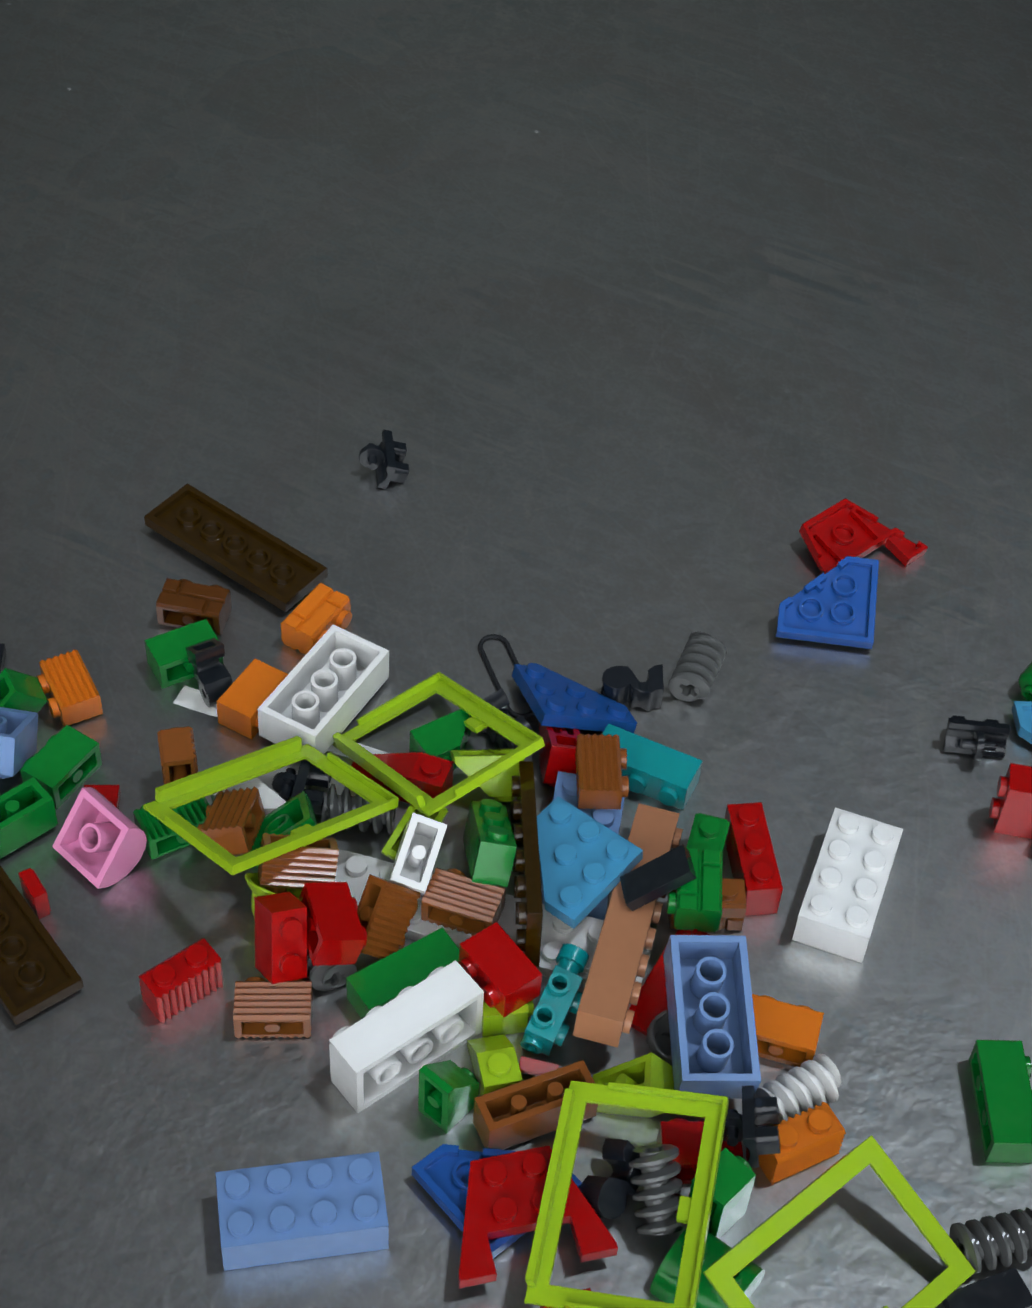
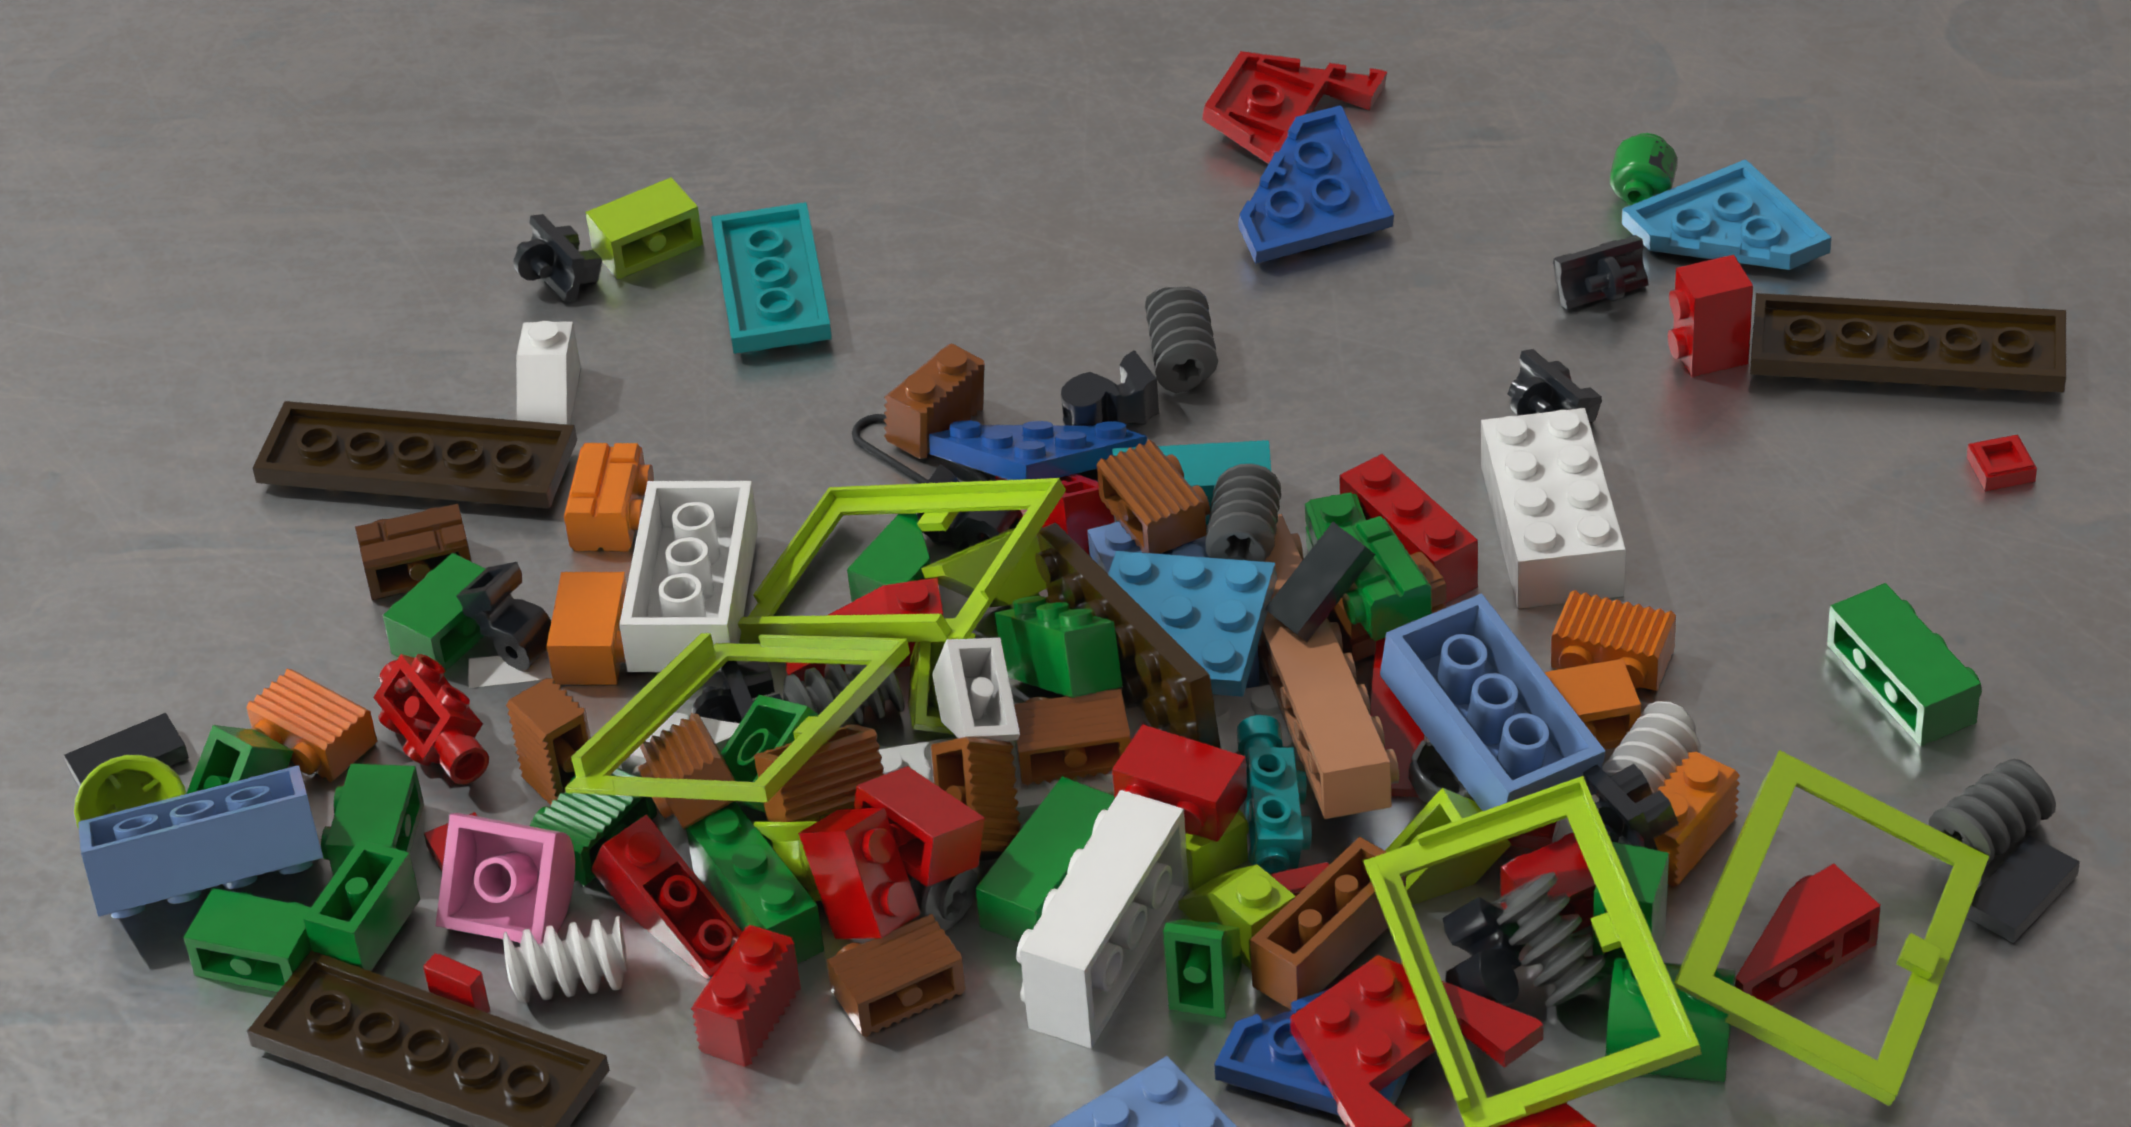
camera: 20 degrees left, 5 degrees down
(100, 909) = (566, 960): none -> white piece
(132, 716) = (431, 717): none -> red brick
(182, 893) = (665, 896): none -> red slope
(231, 918) = (753, 880): none -> green brick
(333, 530) = (547, 372): none -> white slope
(445, 462) = (644, 228): none -> lime brick
(494, 524) = (771, 278): none -> teal plate
(532, 642) = (934, 397): none -> dark orange brick
(646, 809) = (1244, 514): none -> dark grey piece
(829, 1266) = (1812, 932): none -> red slope
(832, 991) = (1608, 630): none -> orange brick
(893, 803) = (1549, 388): none -> black hips

